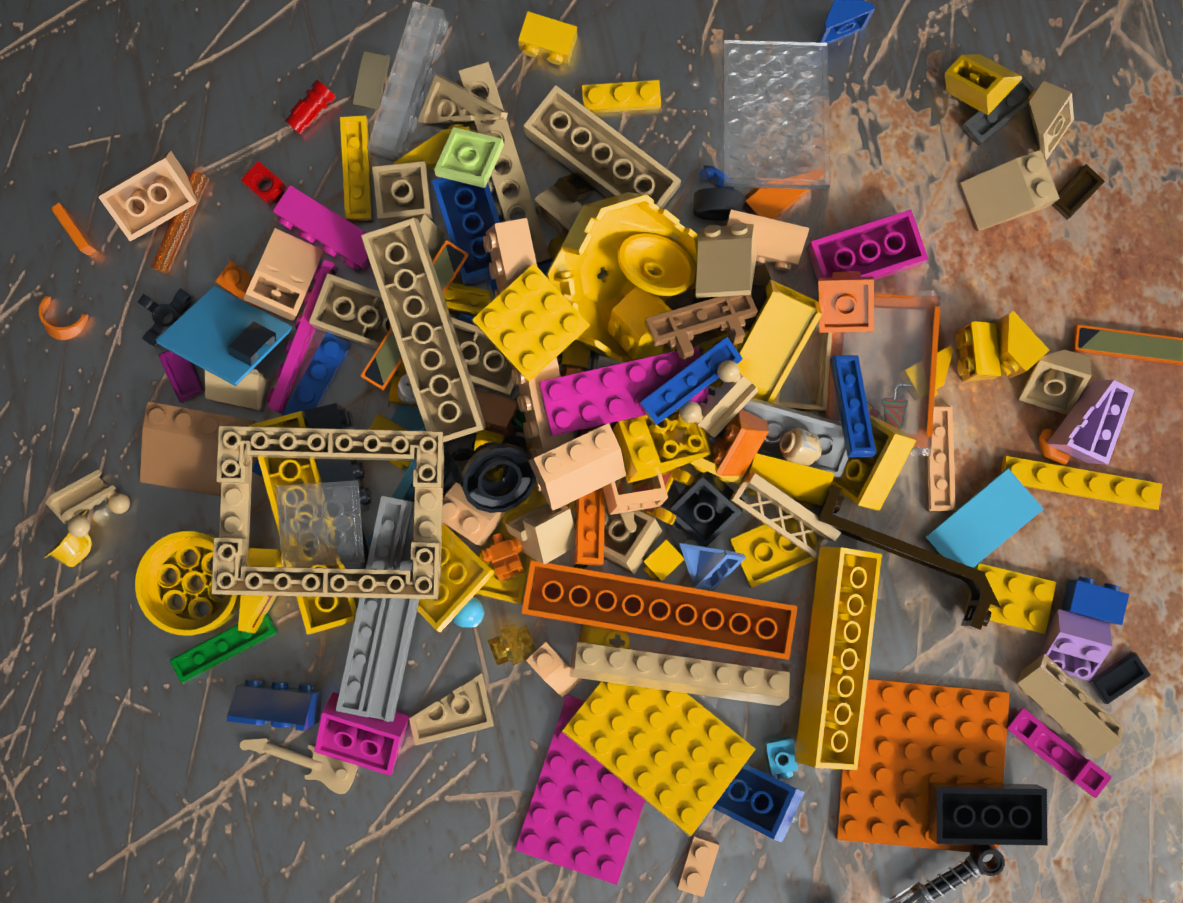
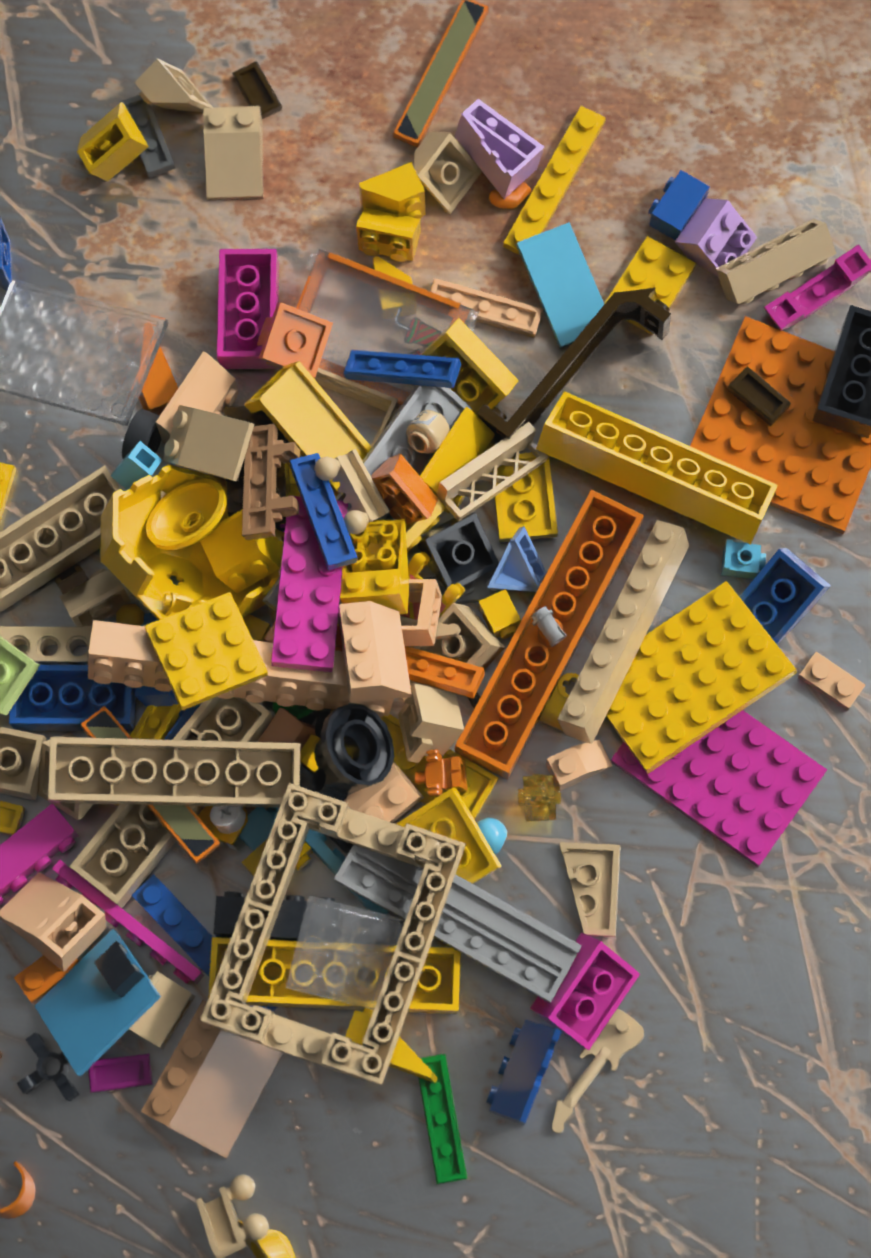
camera: 65 degrees left, 10 degrees down
(156, 593) = (321, 1144): yellow wheel -> none
(659, 608) = (548, 626): none -> light grey pin
(687, 207) = (136, 465): none -> medium azure brick
(714, 175) = (111, 434): blue bar -> none
(936, 728) = (758, 396): none -> dark brown tile
(1120, 678) = (763, 208): black tile -> none

